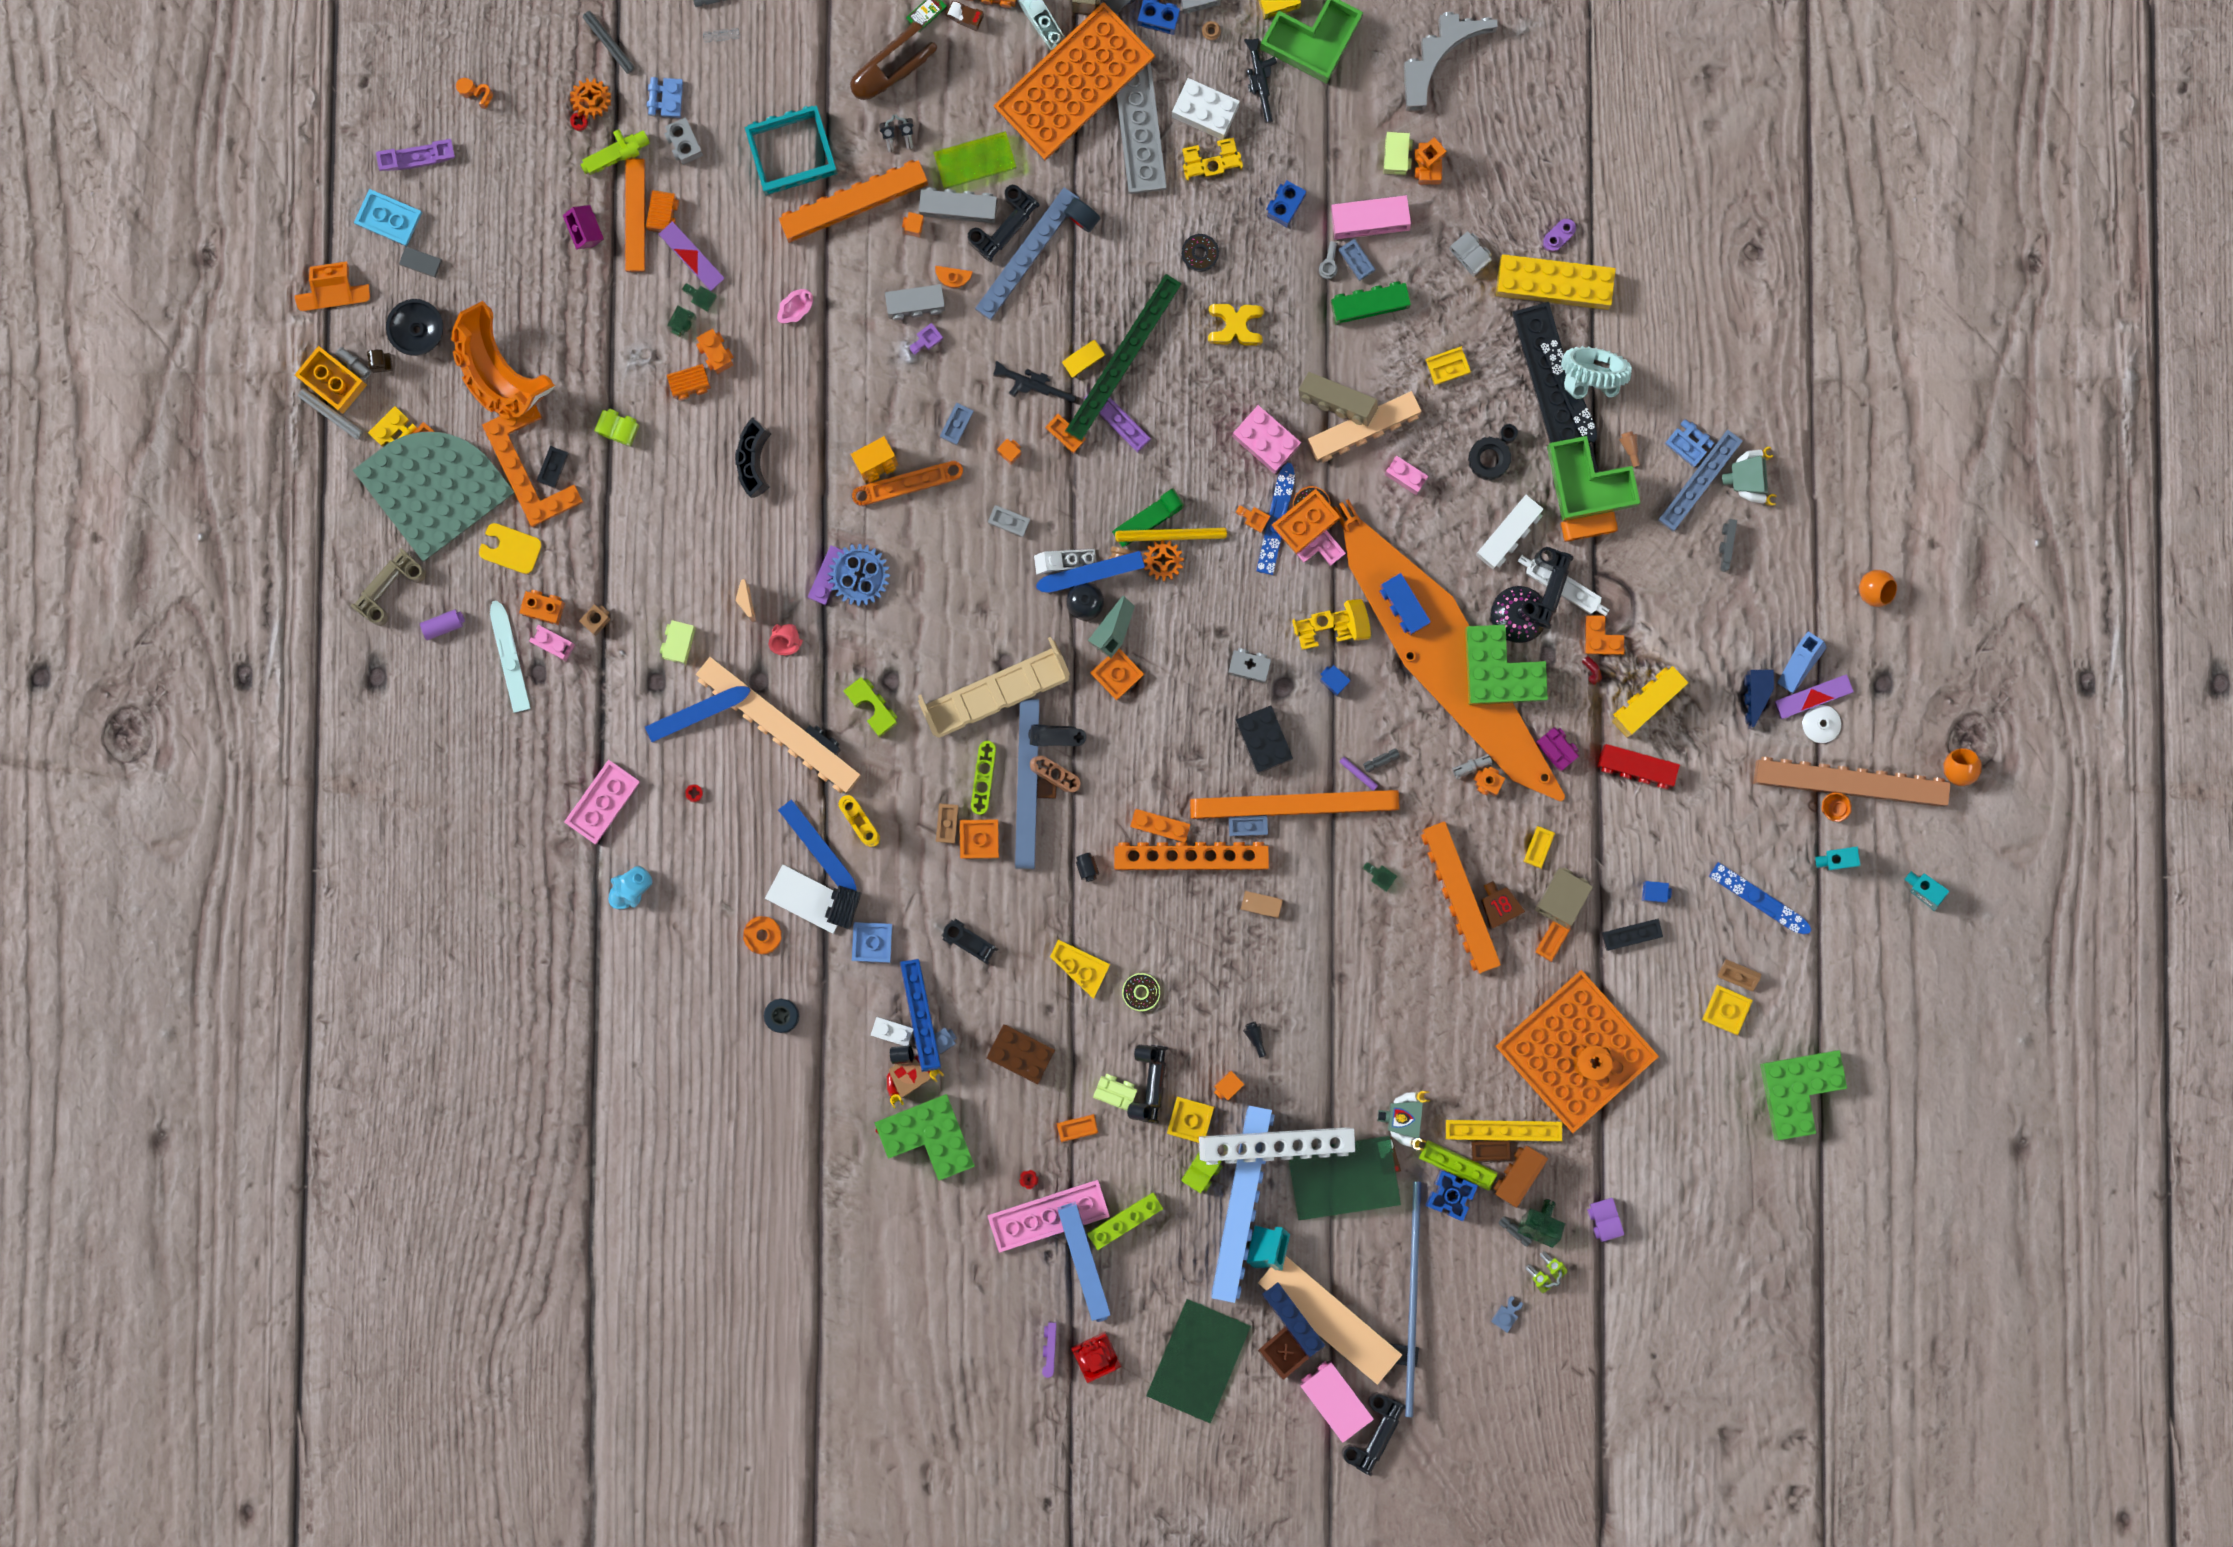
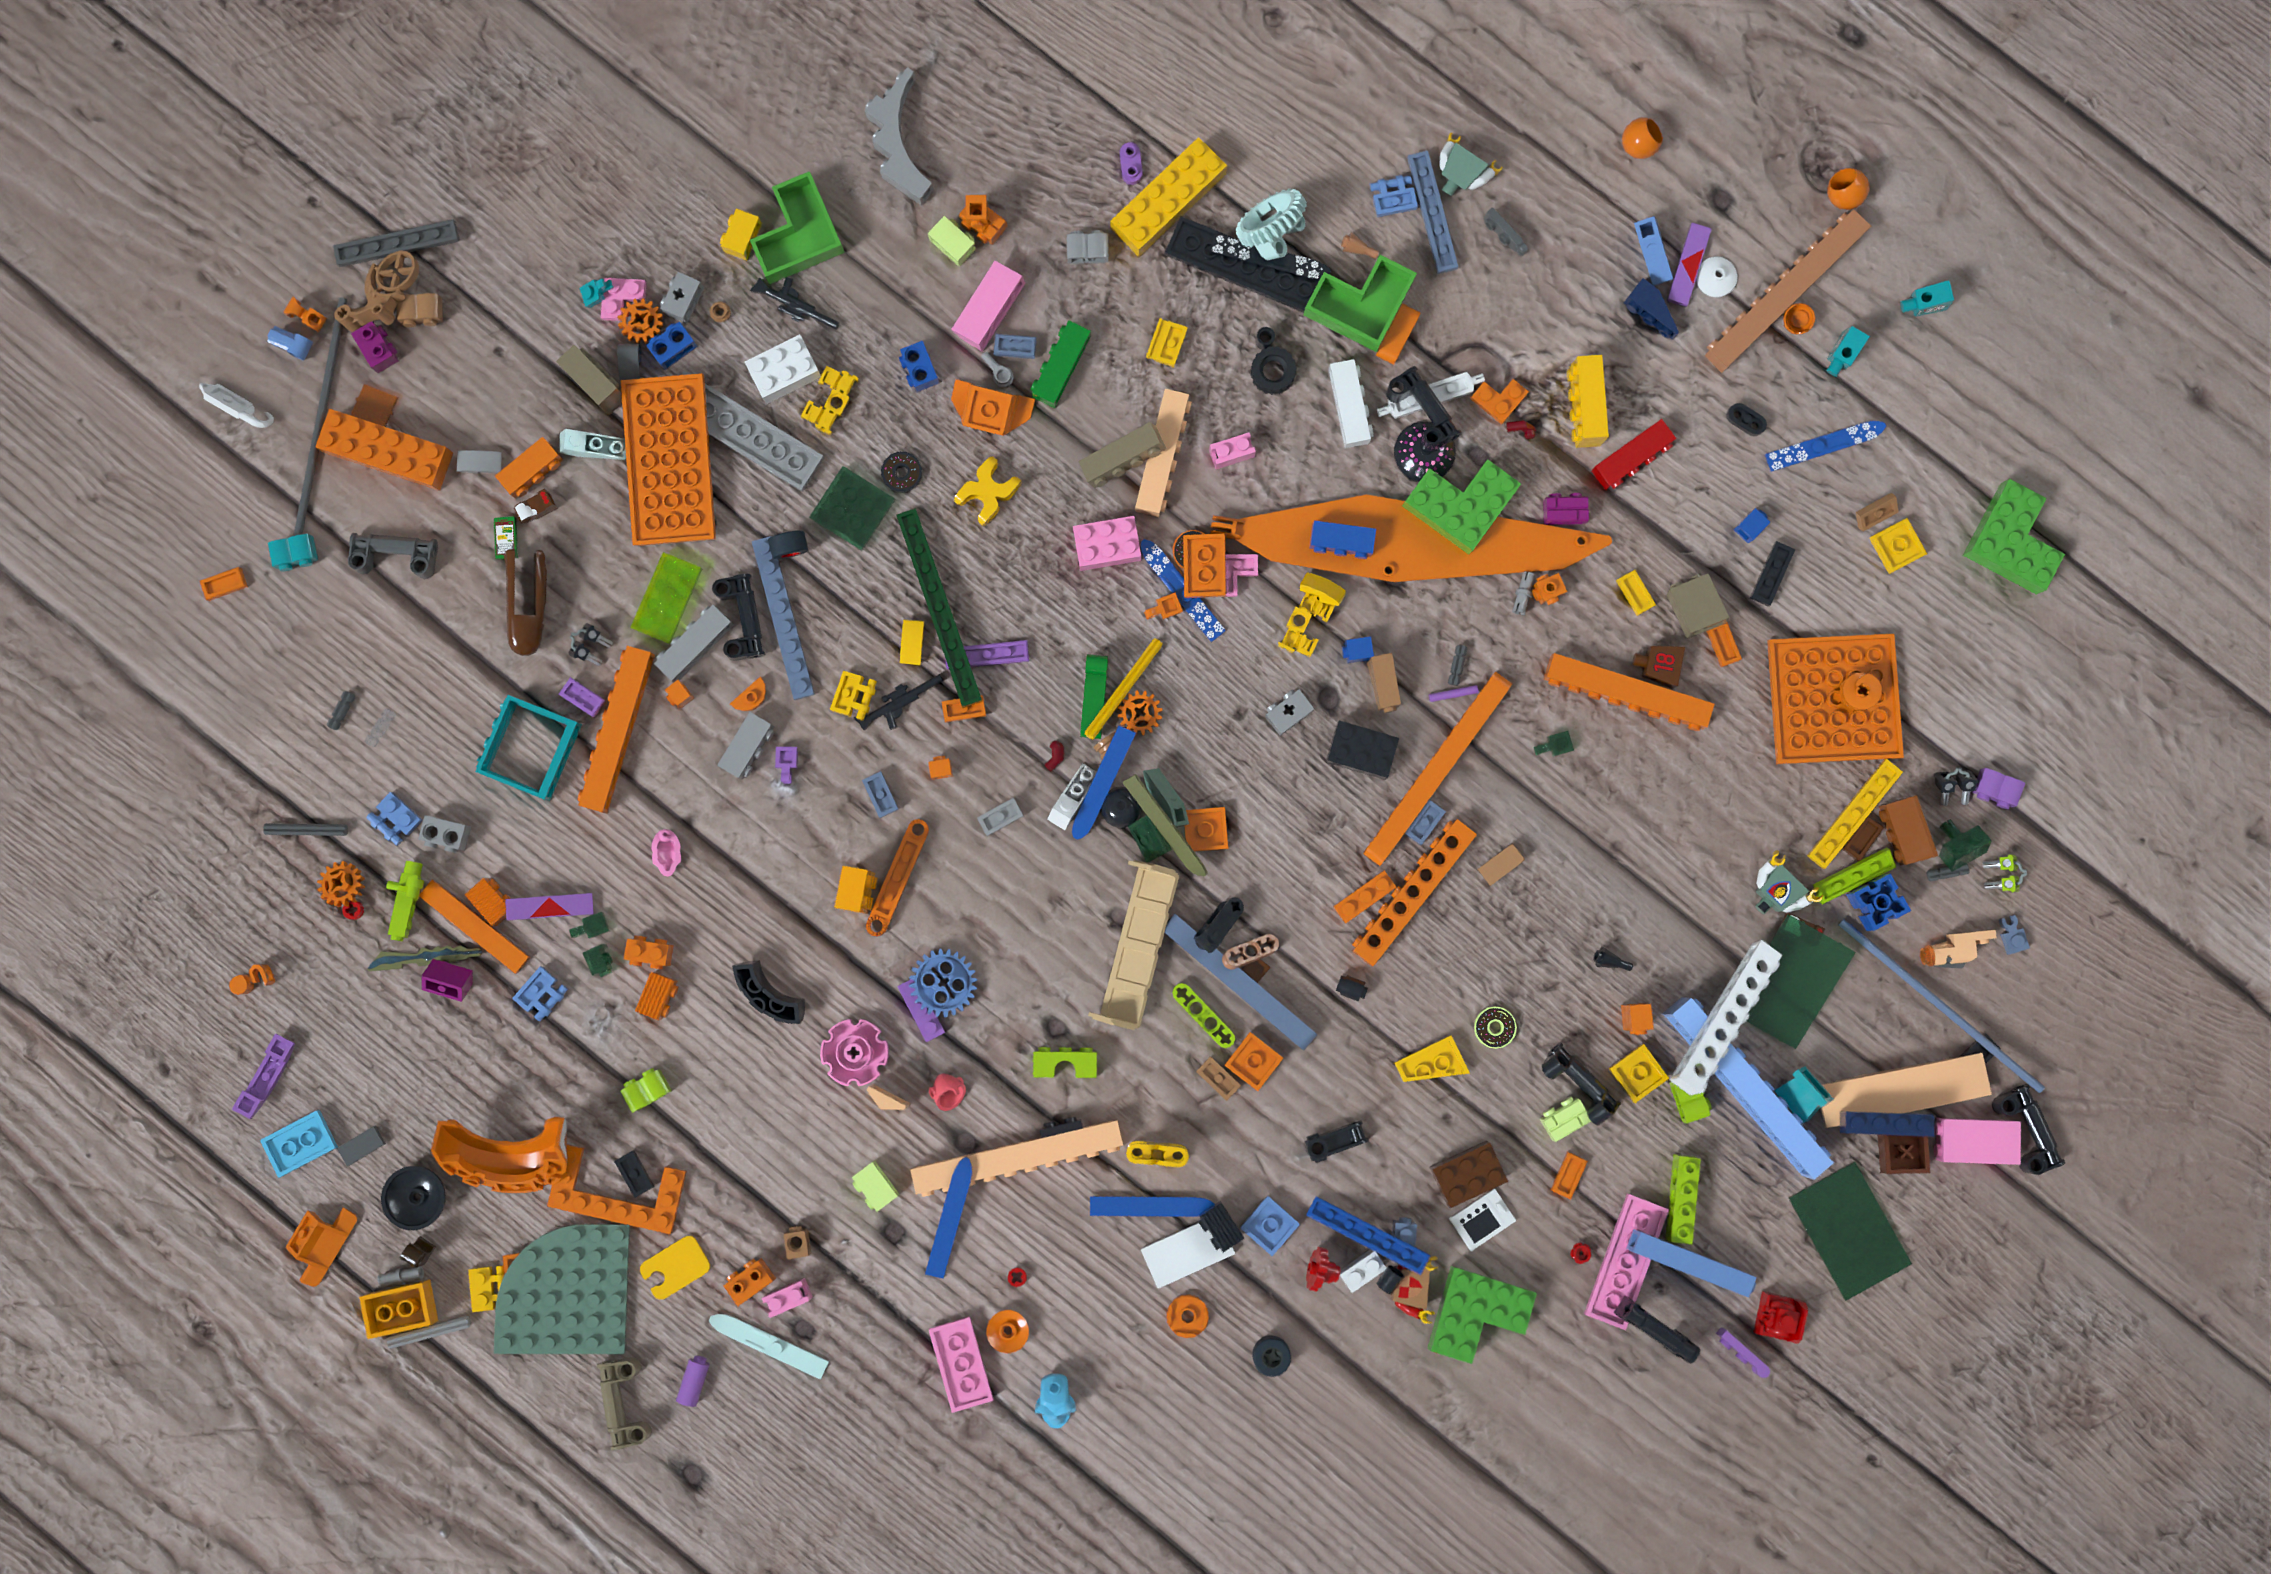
camera: 50 degrees left, 0 degrees up
(566, 179) = (394, 960): none -> olive sword
(625, 293) = (534, 990): none -> medium blue plate
(641, 814) = (1007, 1342): none -> orange dish
(765, 537) = (842, 1064): none -> bright pink piece
(856, 158) = (582, 697): none -> medium lavender plate
(869, 1002) = (1321, 1270): none -> red plant
(996, 1091) = (1482, 1219): none -> white container
(1011, 342) = (847, 694): none -> yellow plate
(1016, 1272) = (1669, 1338): none -> black piece
(1079, 638) = (1149, 839): none -> clear green plate
(1086, 526) = (1057, 755): none -> dark red arm
(1095, 641) = (1164, 825): none -> olive piece
(1145, 239) = (852, 508): none -> clear green plate
(1296, 280) = (989, 408): none -> orange piece
(1325, 717) = (1384, 682): none -> medium nougat slope
(1462, 1281) = (1956, 950): none -> light nougat plate
(1579, 1178) = (1946, 784): none -> piece
(1733, 827) = (1747, 417): none -> black plate

